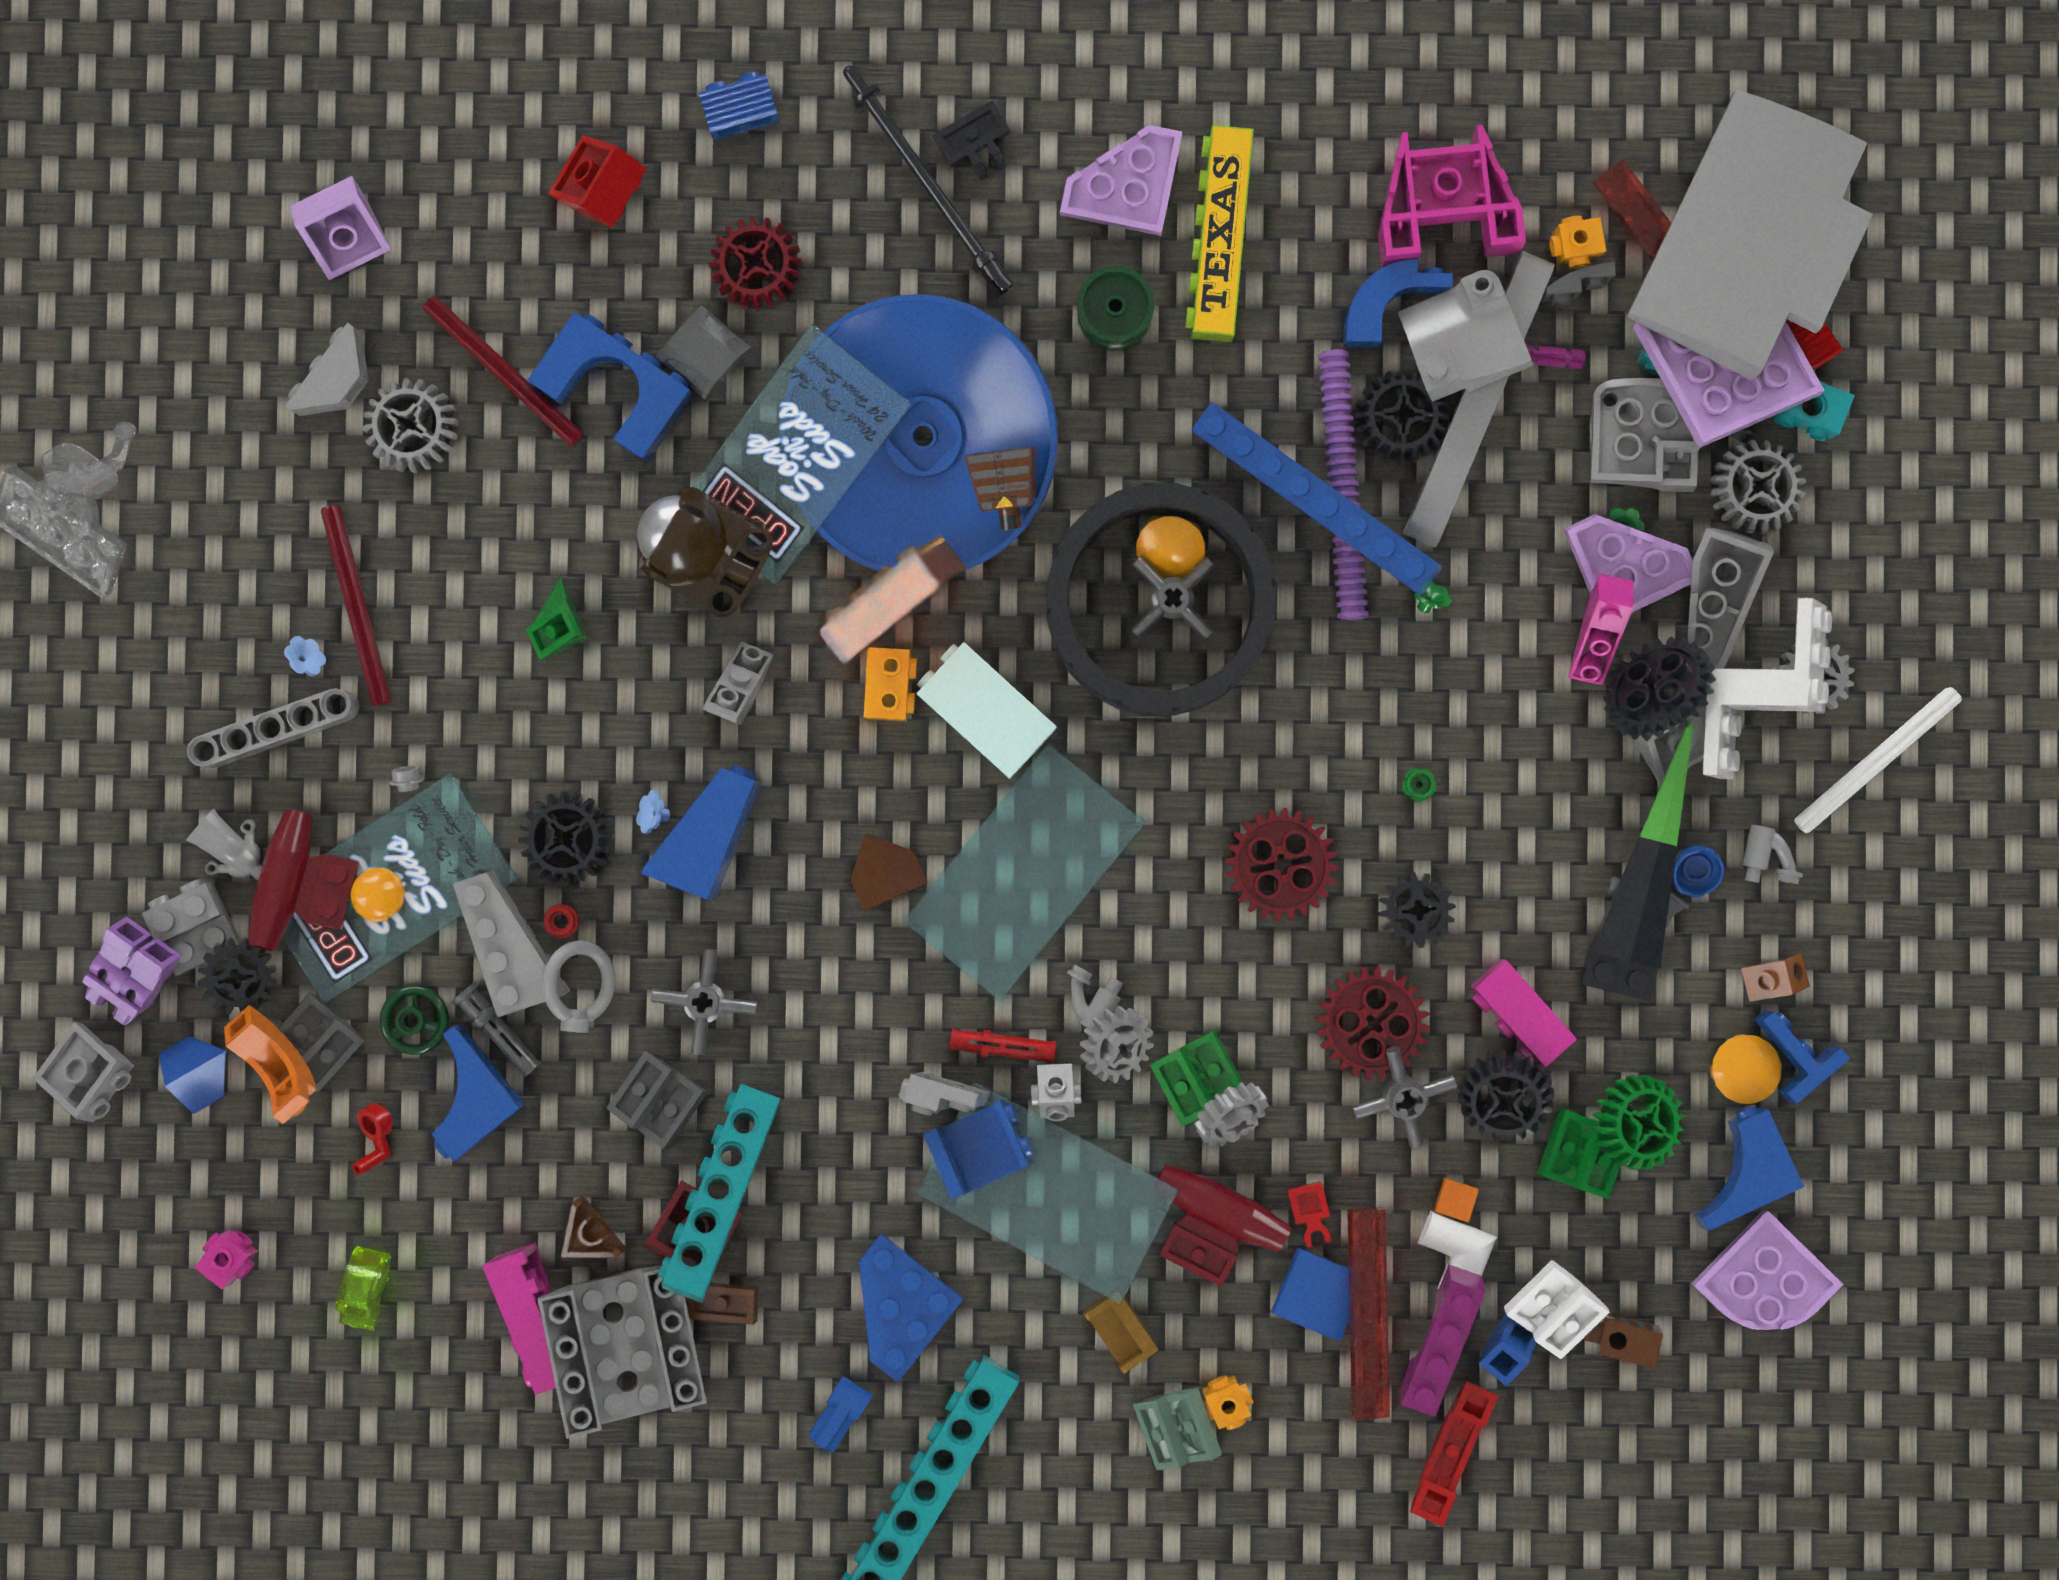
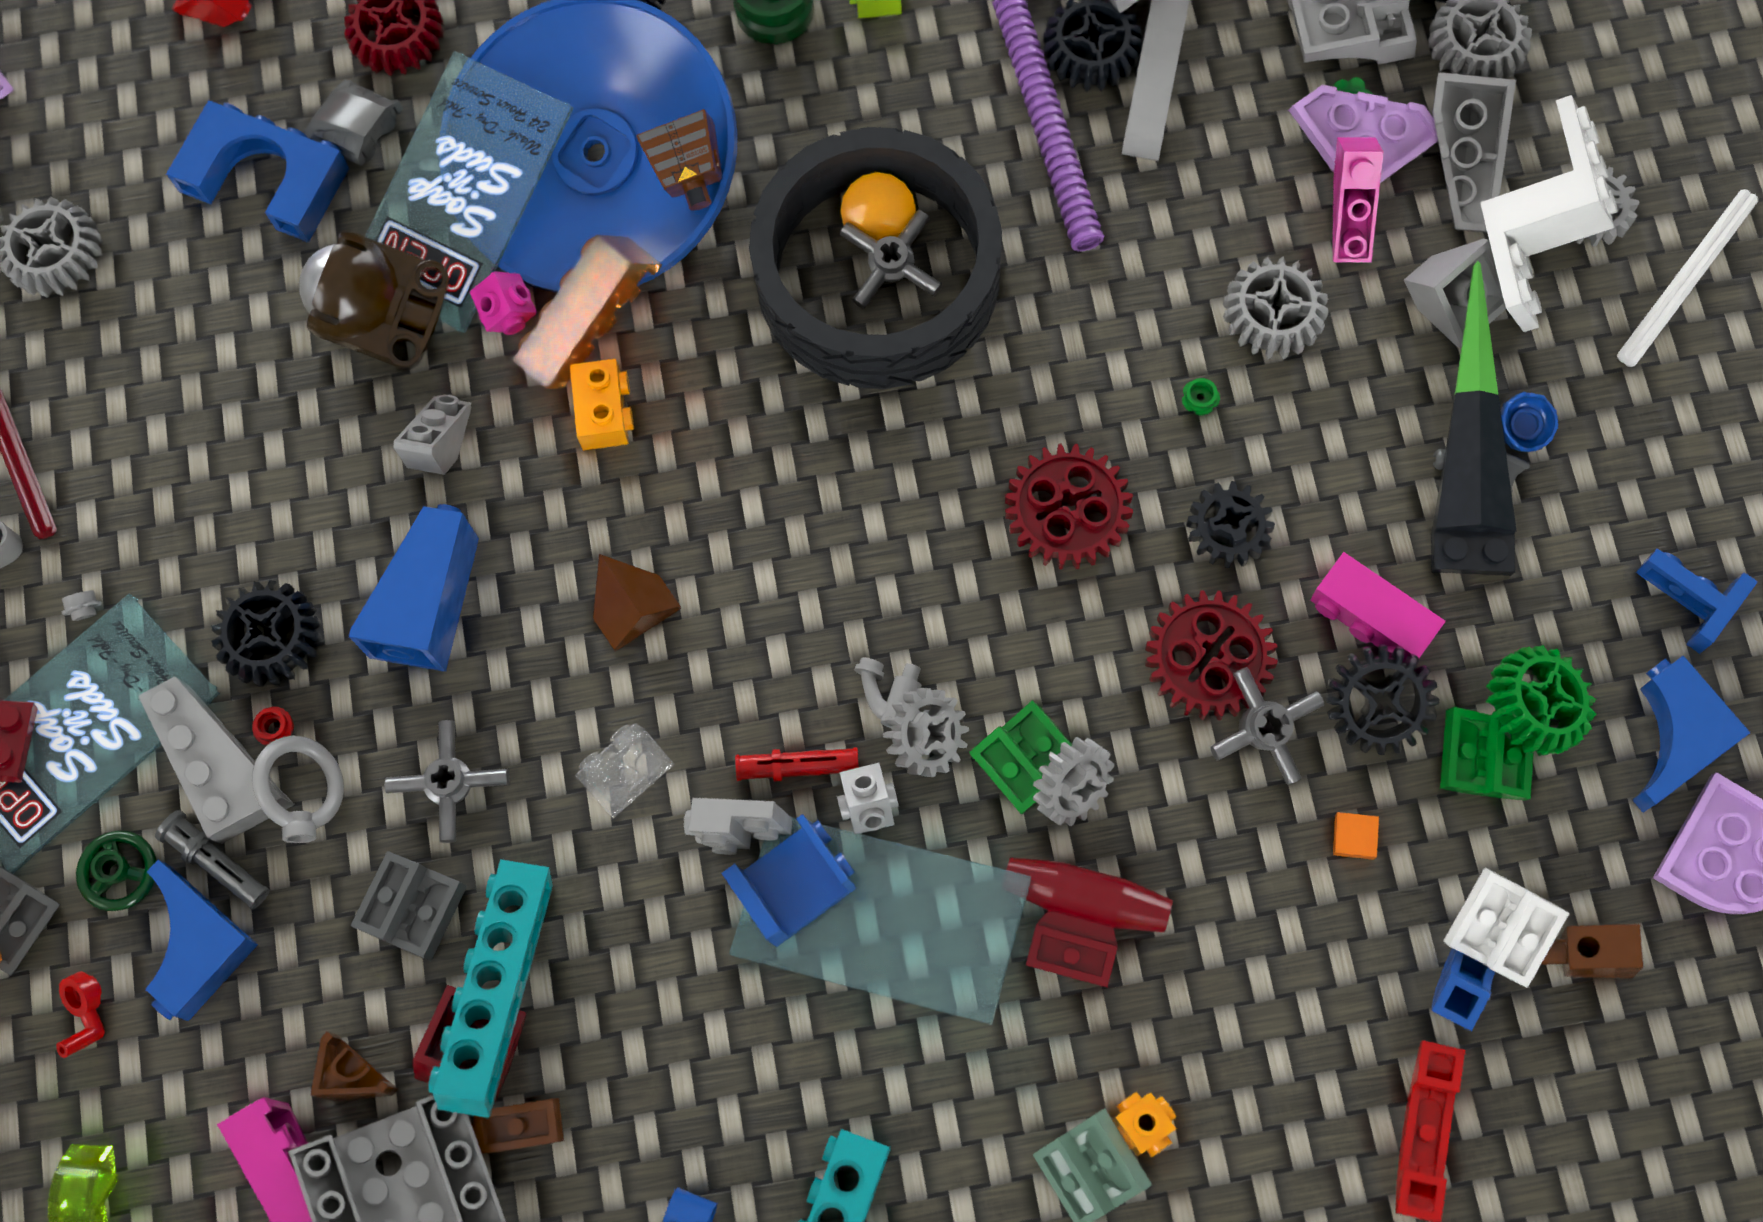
camera: 10 degrees left, 15 degrees down
(377, 894) = (58, 736): light orange hair -> none
(503, 371) = (144, 180): dark red axle -> none
(557, 624) = (230, 418): green slope -> none
(651, 812) = (358, 587): light blue plant -> none
(817, 572) = (503, 302): none -> dark pink brick
(854, 1019) = (623, 768): none -> clear bracket
(901, 1306) = (734, 1091): blue plate -> none
(985, 709) = (711, 409): light aqua brick -> none
(1024, 872) = (785, 576): clear light blue piece -> none
(1121, 1332) = (999, 1064): pearl gold panel -> none
(1309, 1207) = (1188, 875): red plate -> none
(1315, 1294) = (1223, 975): blue slope -> none
(1316, 499) = (1023, 125): blue brick -> none
(1368, 1313) = (1287, 984): clear red plate -> none
(1435, 596) = (1164, 208): green plant -> none
(1449, 1328) = (1380, 1019): magenta arch -> none
(1464, 1244) = (1384, 891): white brick -> none
(1510, 702) = (1245, 307): none -> light grey gear
(1659, 688) = (1455, 225): black gear -> none
(1746, 1069) = (1644, 625): light orange dish -> none
(1758, 851) = (1588, 398): light grey plant -> none
(1775, 978) = (1645, 520): bracket -> none

